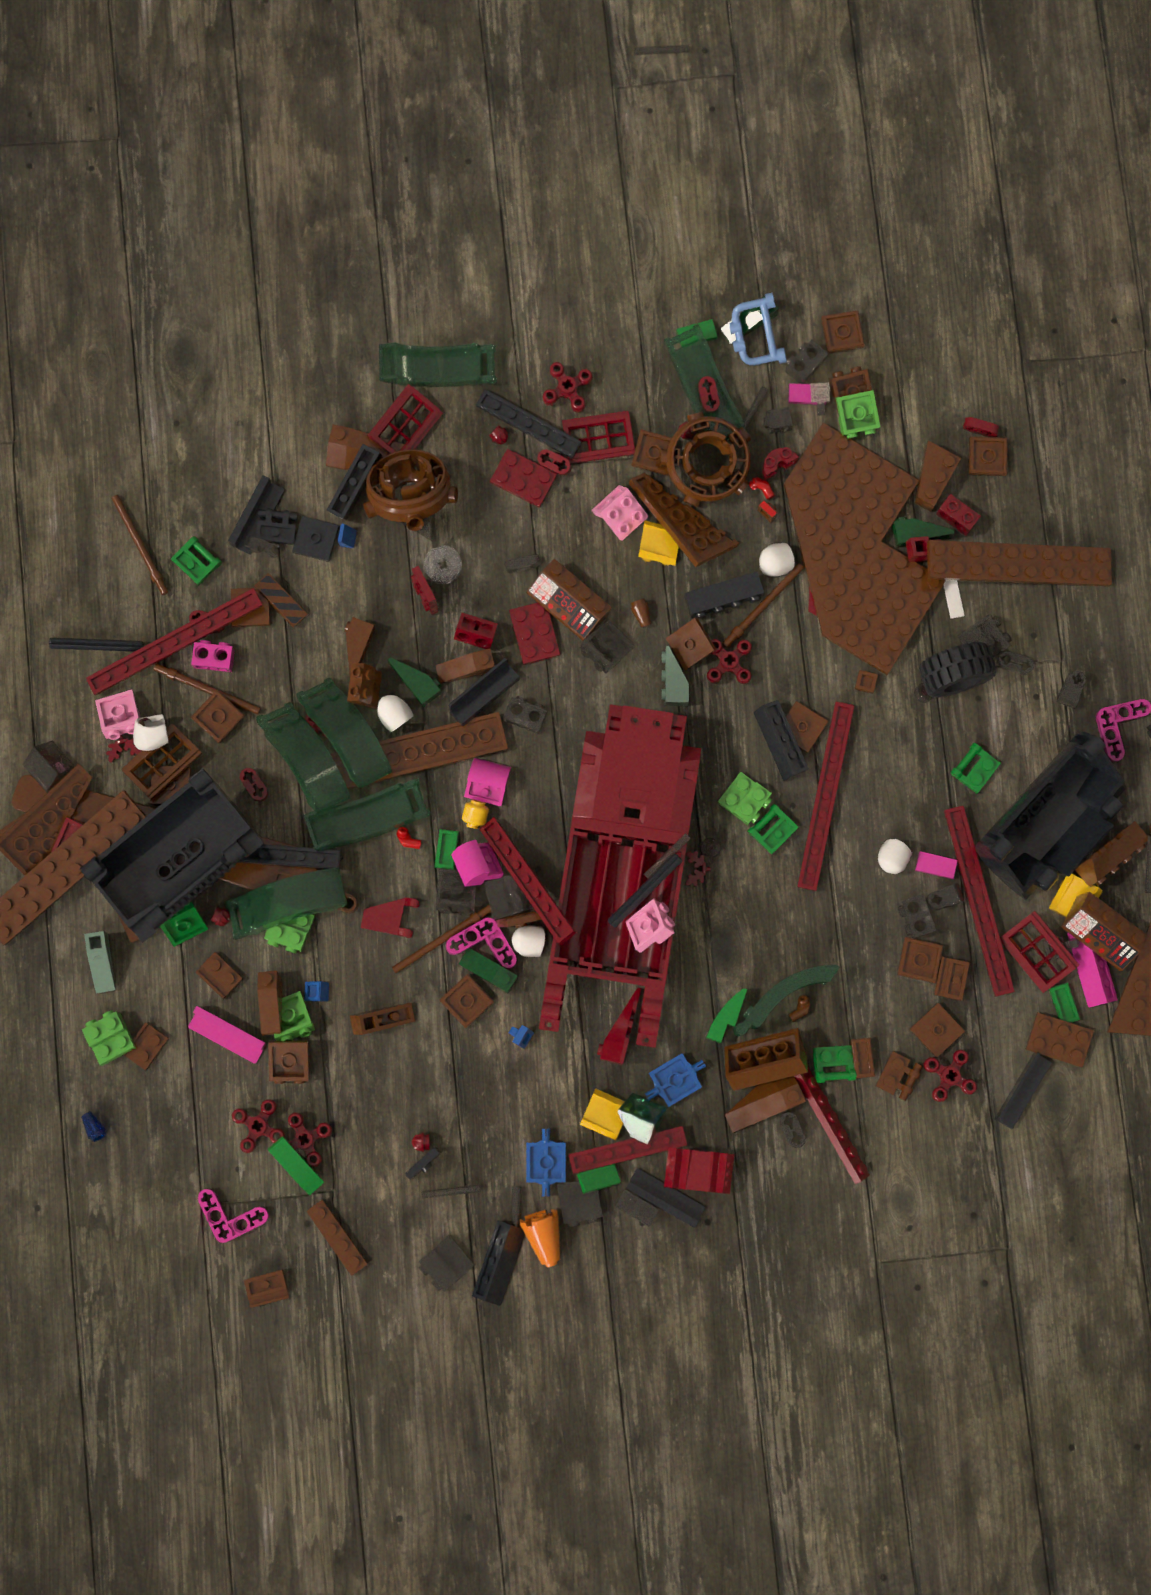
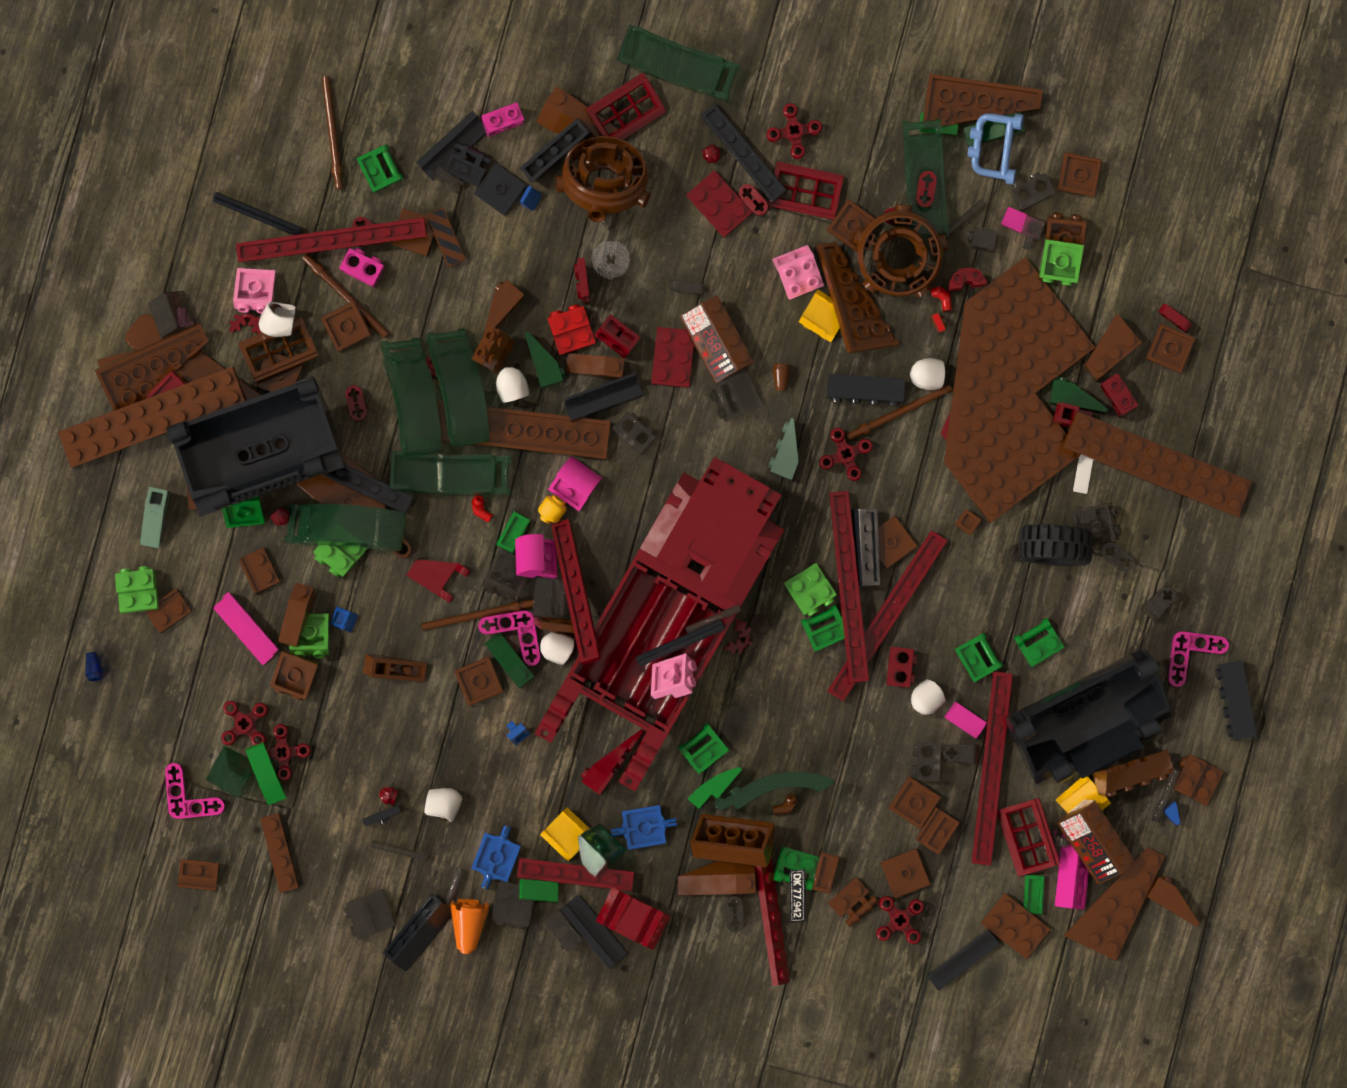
camera: 25 degrees right, 5 degrees up
(262, 1177) = (231, 772): none -> clear green slope
(294, 474) = (502, 119): none -> dark pink brick
(430, 642) = (571, 329): none -> red plate
(476, 1130) = (443, 803): none -> white piece
(691, 643) = (815, 424): reddish brown plate -> none
(708, 988) = (708, 753): none -> green plate
(714, 301) = (966, 100): none -> reddish brown wing
(780, 782) = (848, 587): none -> dark red plate
(845, 1089) = (797, 895): none -> black sticker
(851, 839) = (895, 666): none -> dark red brick
(921, 807) = (973, 661): none -> green plate

